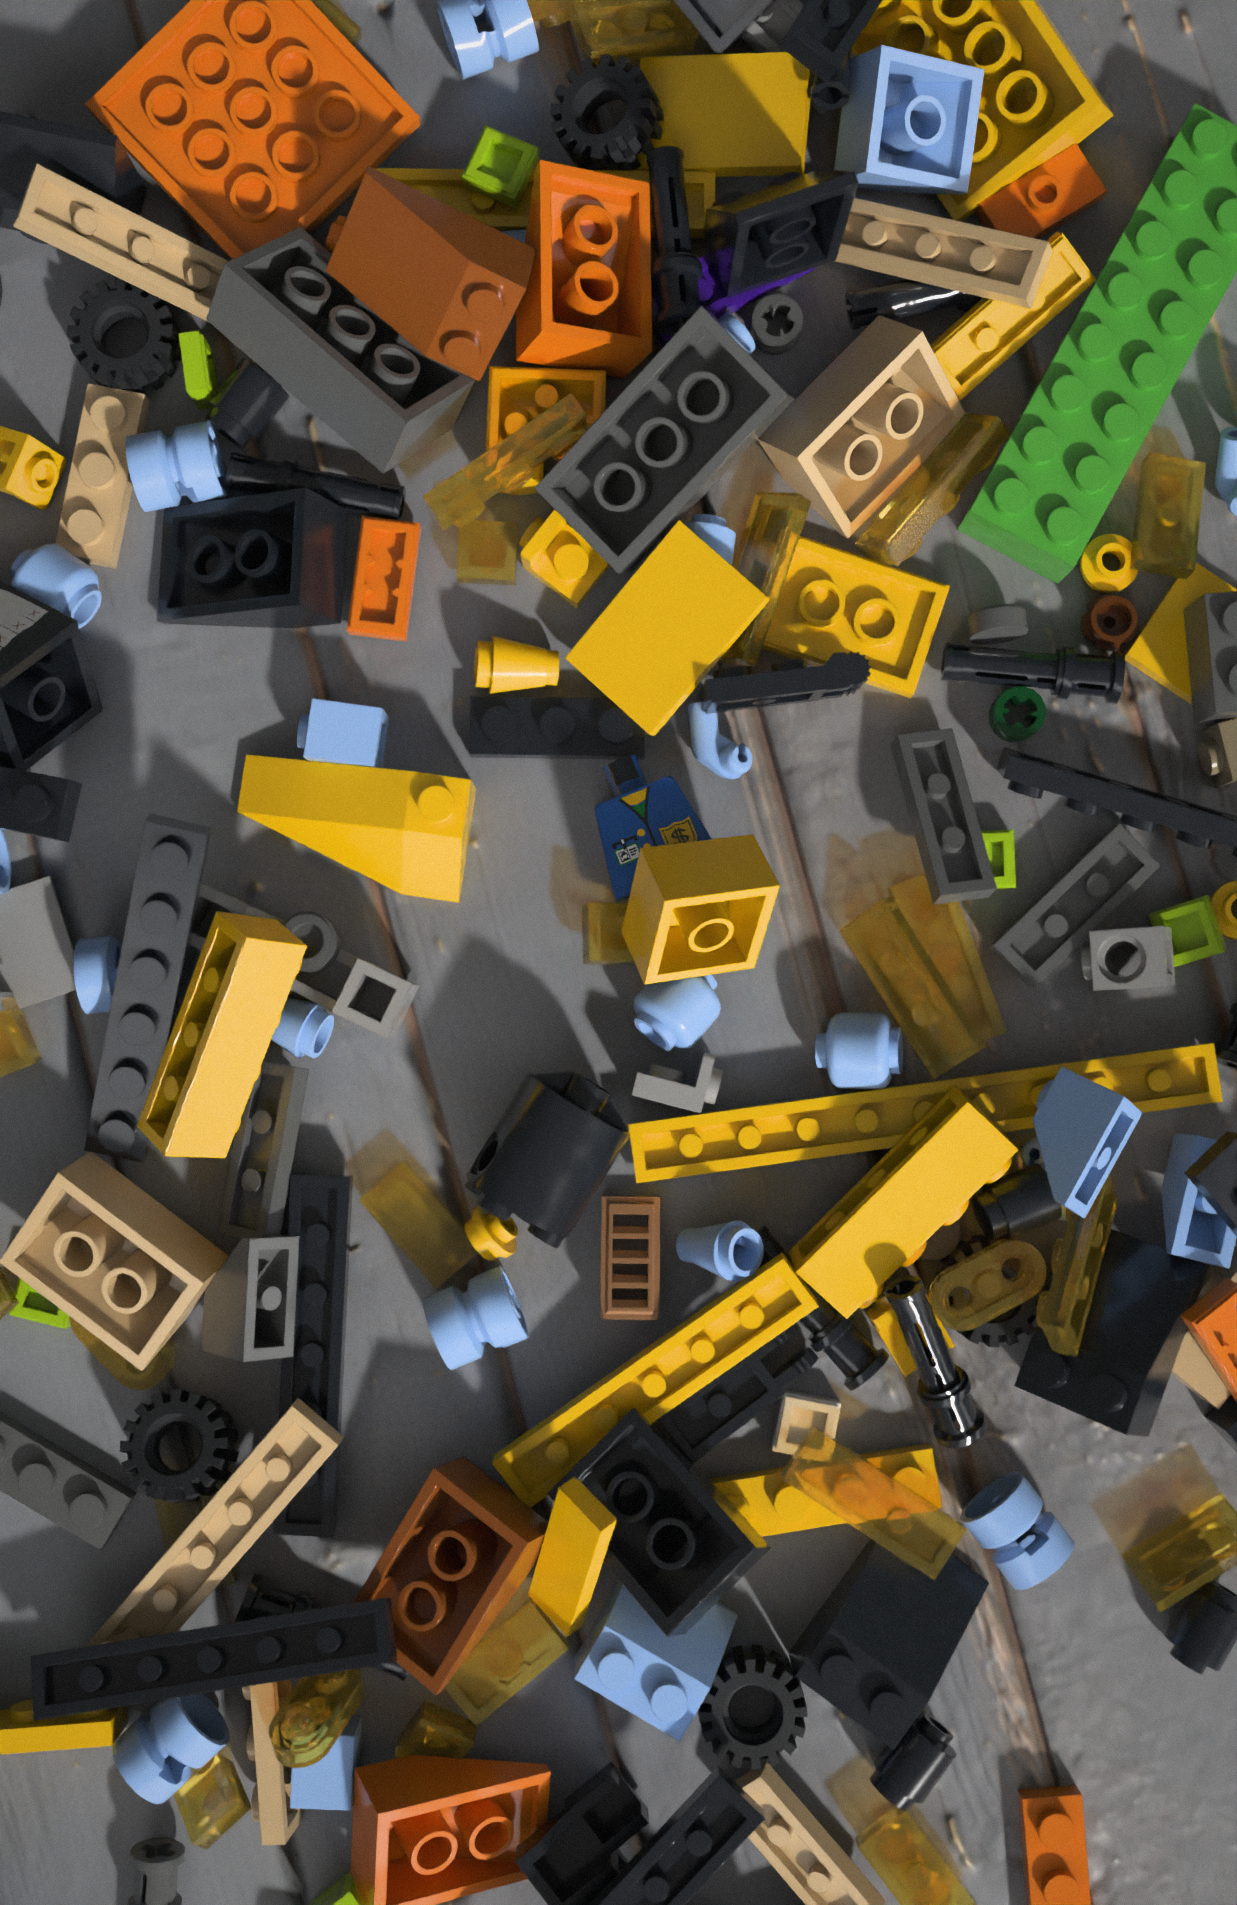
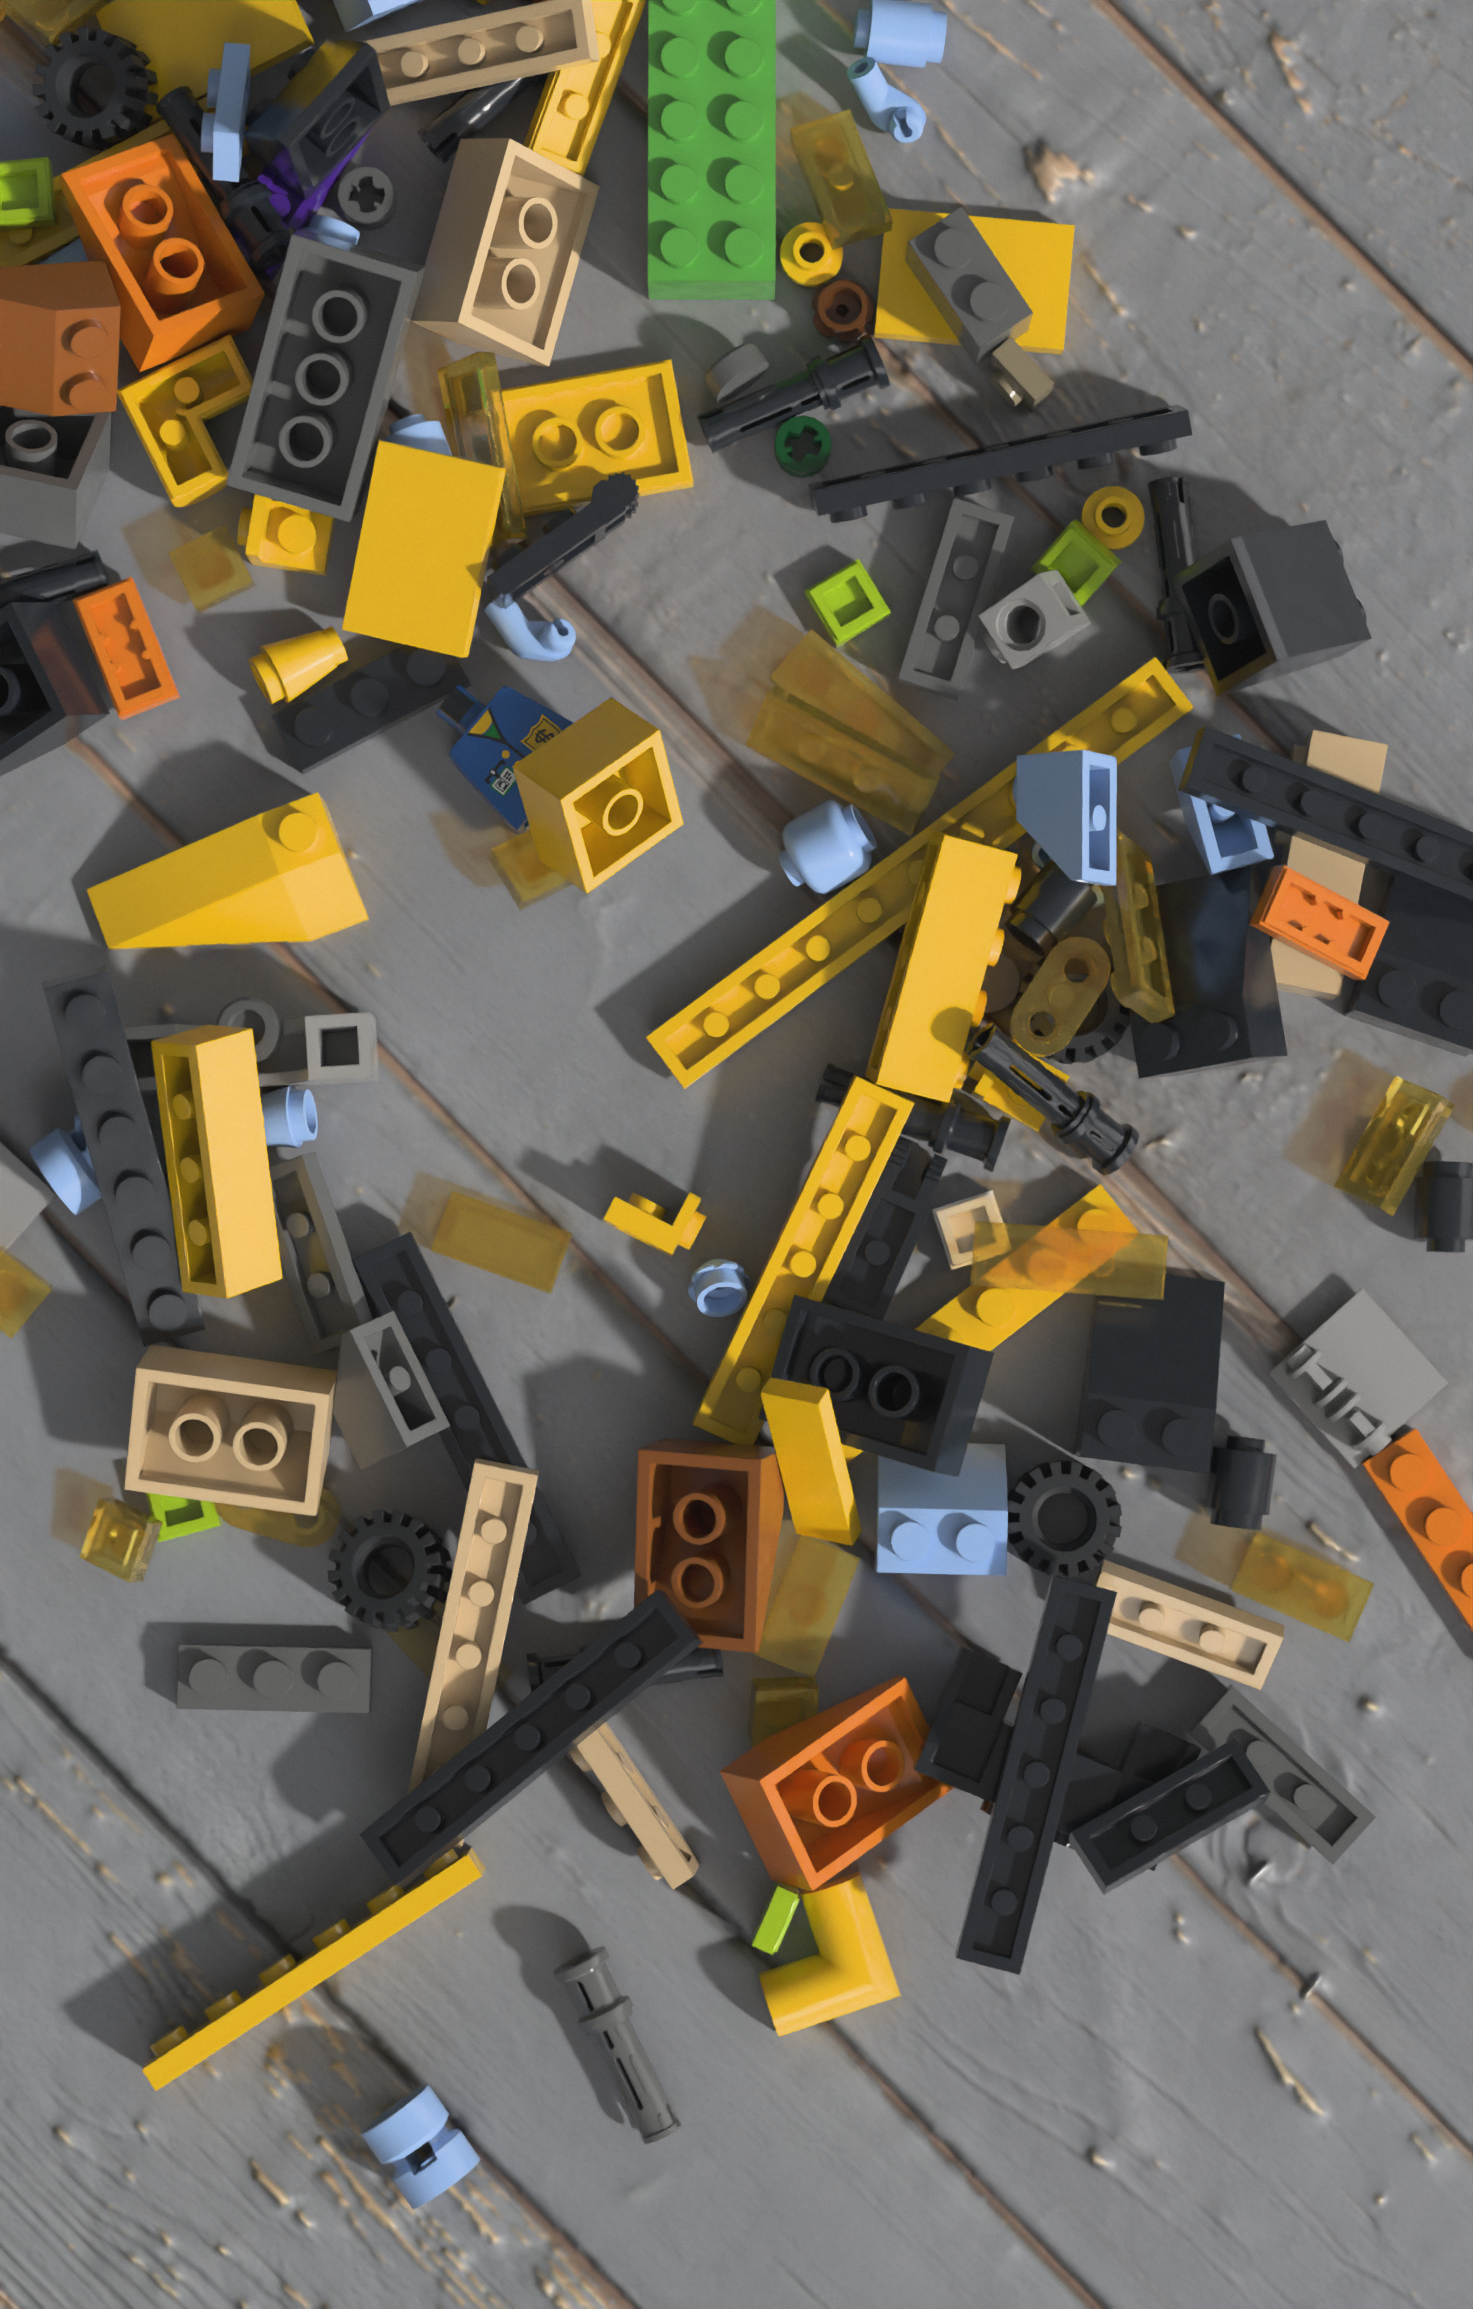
camera: 30 degrees left, 0 degrees up
(161, 1749) = (535, 1850): light blue wheel -> none
(212, 1801) = (605, 1885): clear yellow plate -> none
(323, 1708) = (655, 1738): clear yellow plate -> none
(330, 1780) = (689, 1785): light blue brick -> none
(343, 733) = (170, 816): light blue brick -> none
(469, 1319) = (601, 1297): light blue wheel -> none
(491, 1235) = (573, 1210): yellow plate -> none
(506, 464) = (188, 477): clear yellow plate -> none
(543, 1274) = (644, 1222): none -> yellow bracket
(549, 1153) = (585, 1100): black cylinder -> none
(575, 1360) = (719, 1287): none -> light blue plate
(630, 1308) = (746, 1206): medium nougat slope -> none
(667, 1085) = (663, 983): light grey bracket -> none
(676, 1011) = (632, 904): light blue head -> none
(704, 185) = (228, 93): none -> light blue plate
(724, 1249) = (798, 1103): light blue cone -> none
(933, 489) = (603, 276): clear yellow plate -> none
(943, 816) = (782, 582): dark grey plate -> none
(1025, 1540) = (1198, 1203): light blue wheel -> none
(1055, 1725) = (1358, 1378): none -> light grey hinge

